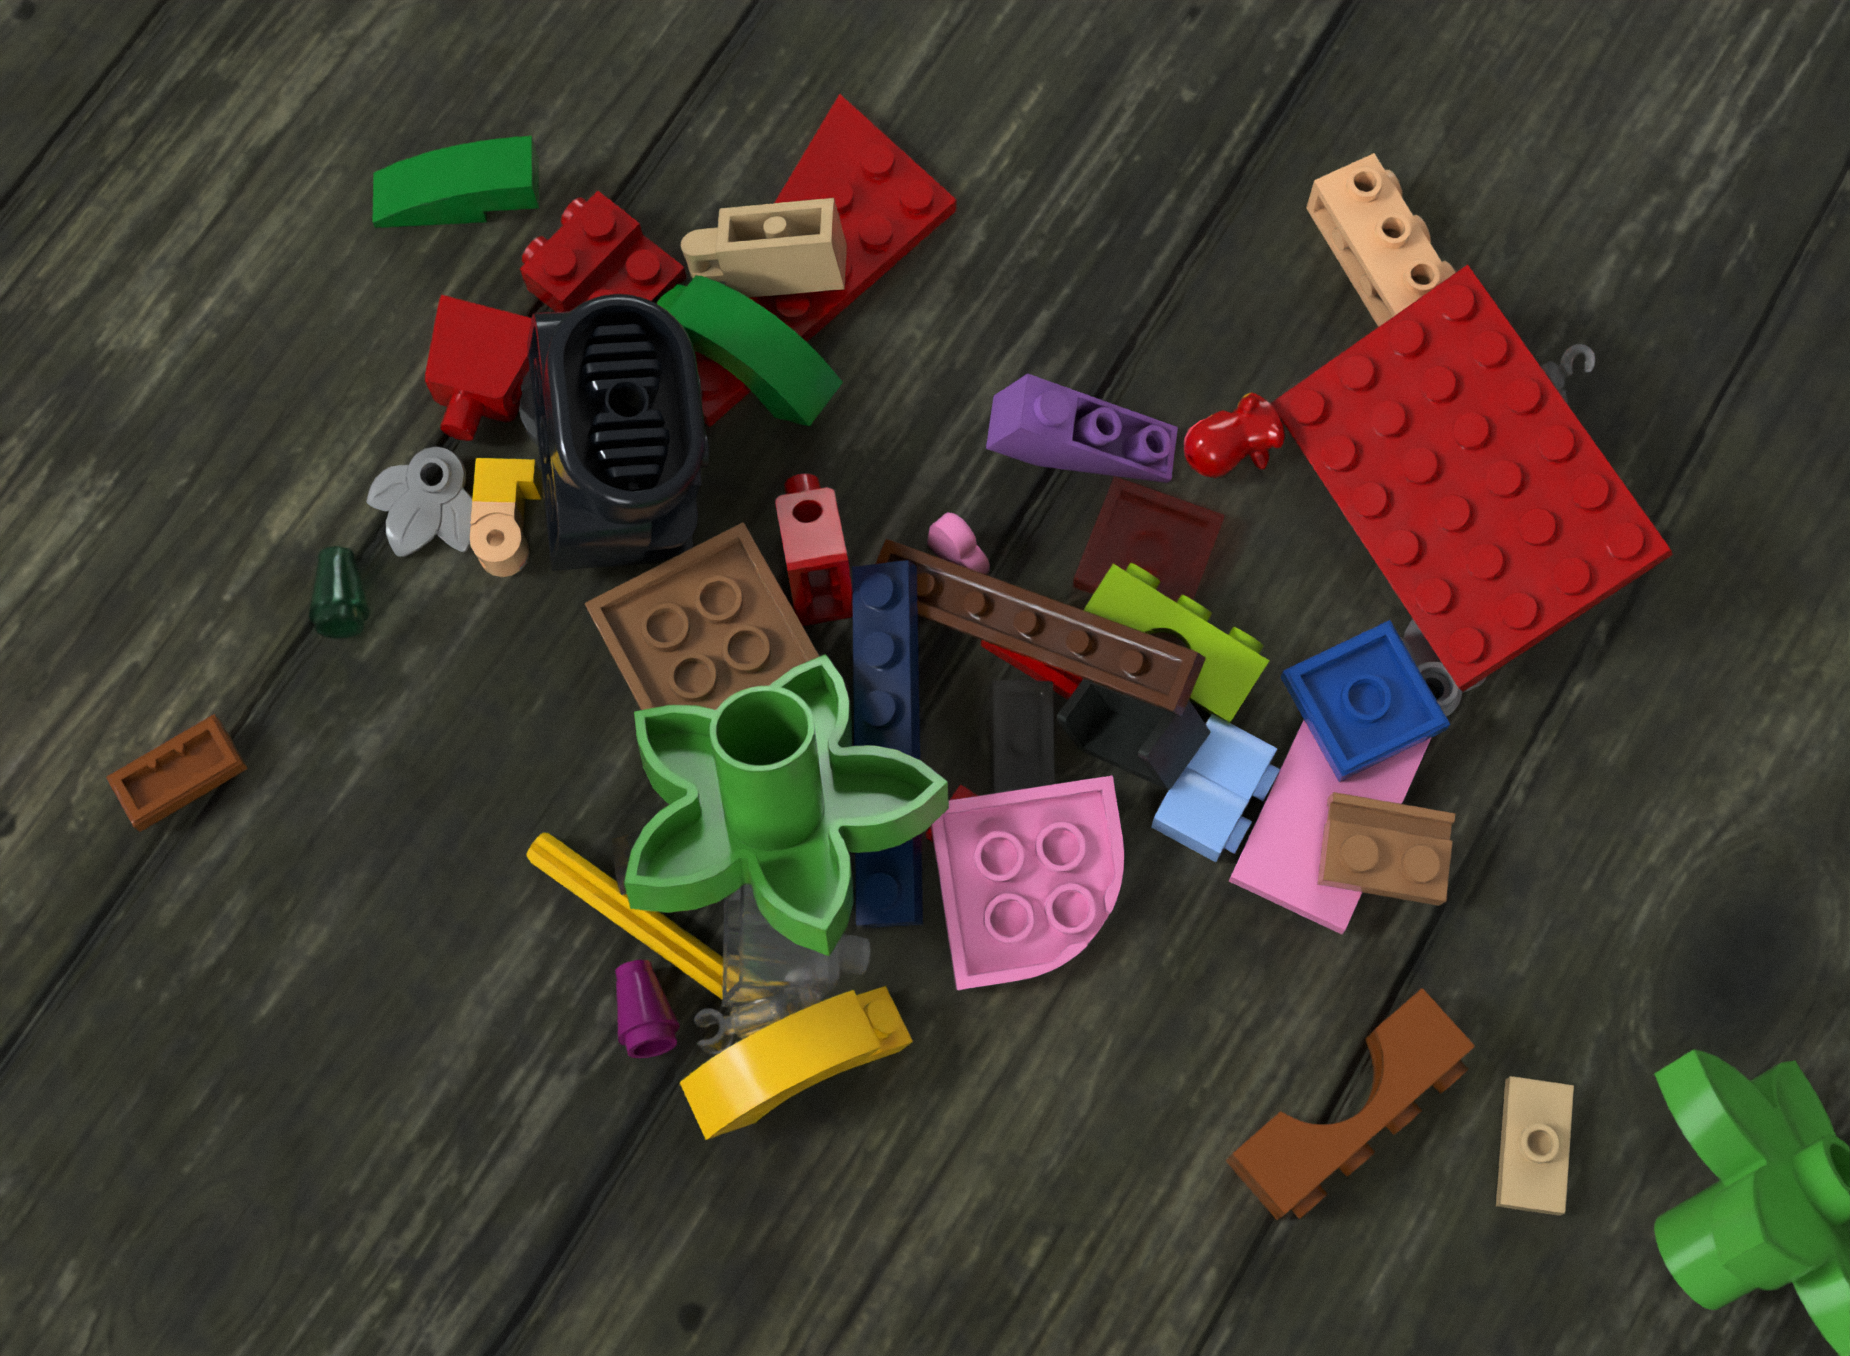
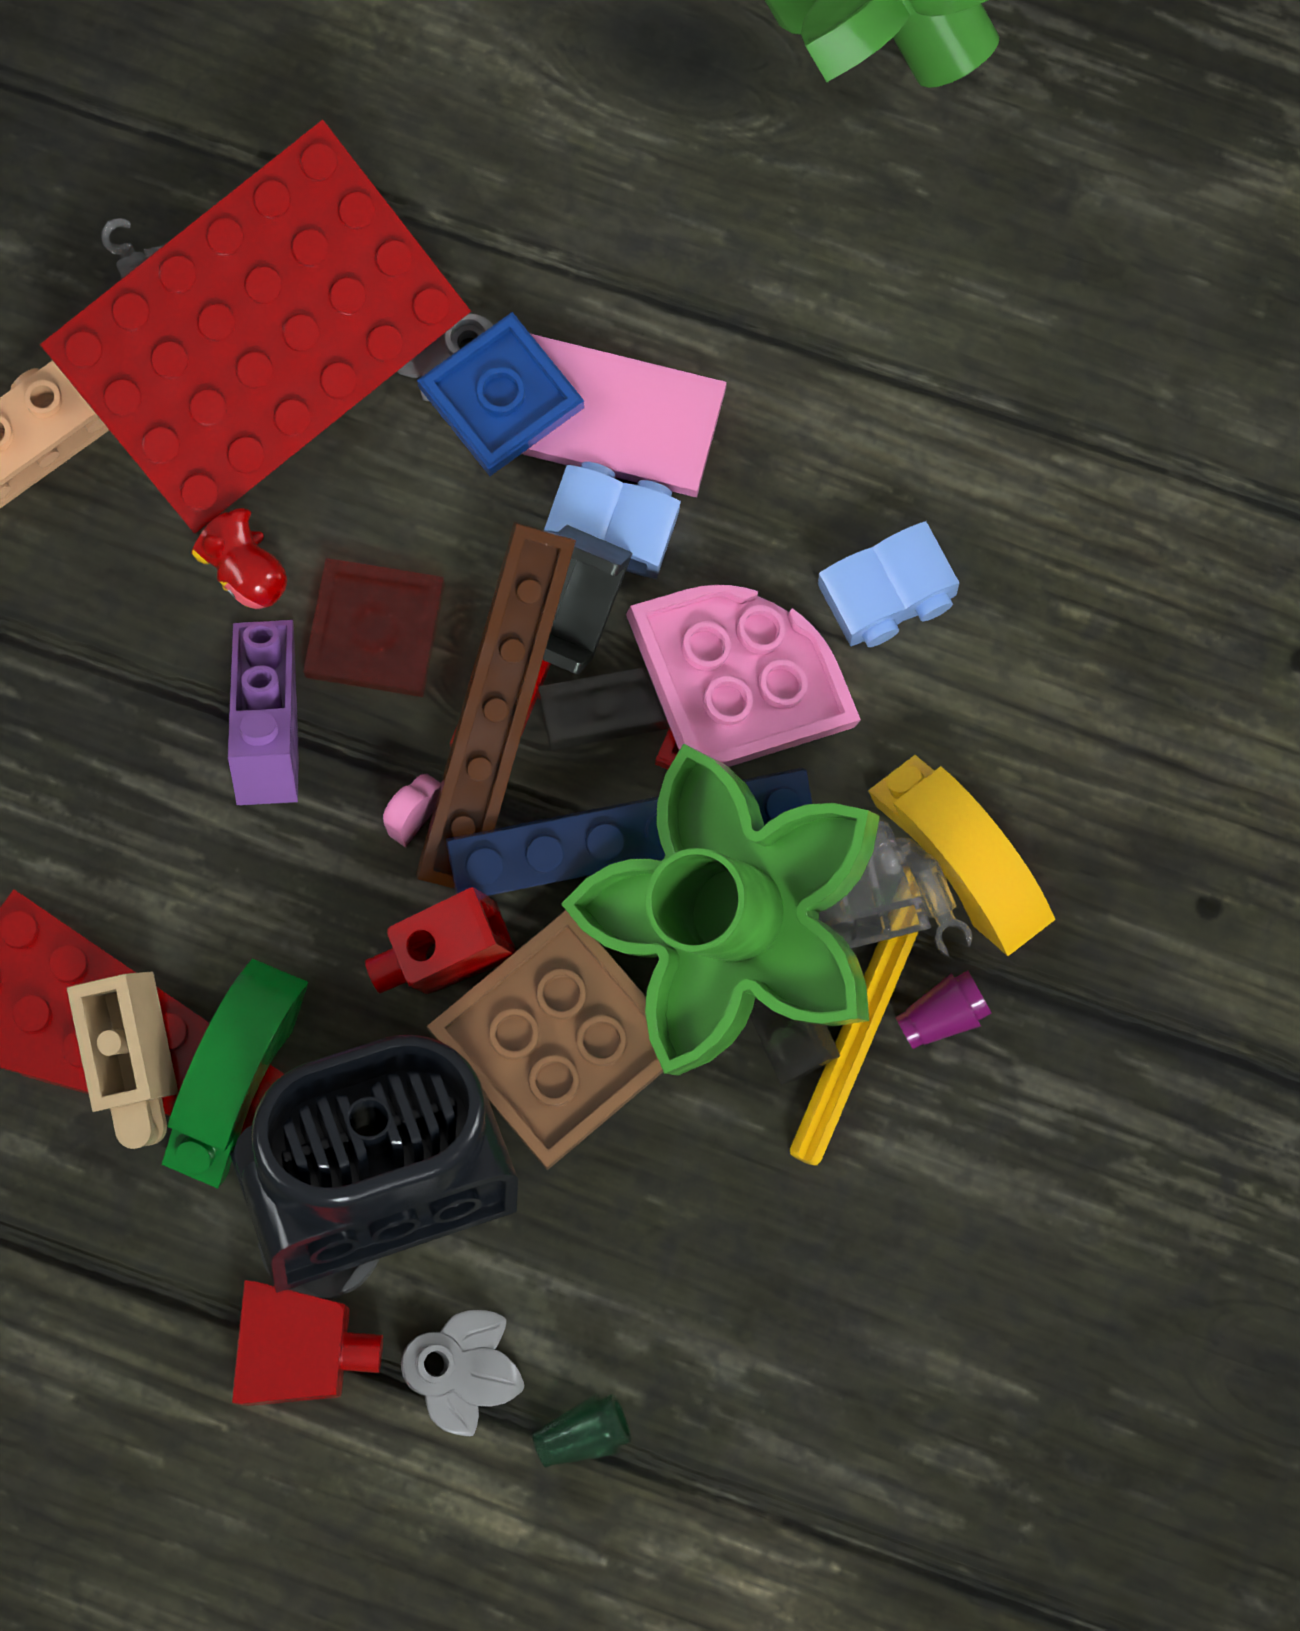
camera: 105 degrees left, 5 degrees up
(176, 773) = (809, 1547): dark orange plate -> none
(458, 184) = (84, 1435): green slope -> none
(499, 512) = (461, 1286): leg -> none
(597, 255) = (161, 1249): red plate -> none
(1096, 1052) = (889, 585): none -> light blue brick
(1231, 658) = (454, 618): lime arch -> none
(1386, 849) = (644, 354): medium nougat plate -> none
(1408, 1055) = (831, 310): dark orange arch -> none
(1535, 1146) = (882, 199): tan plate -> none

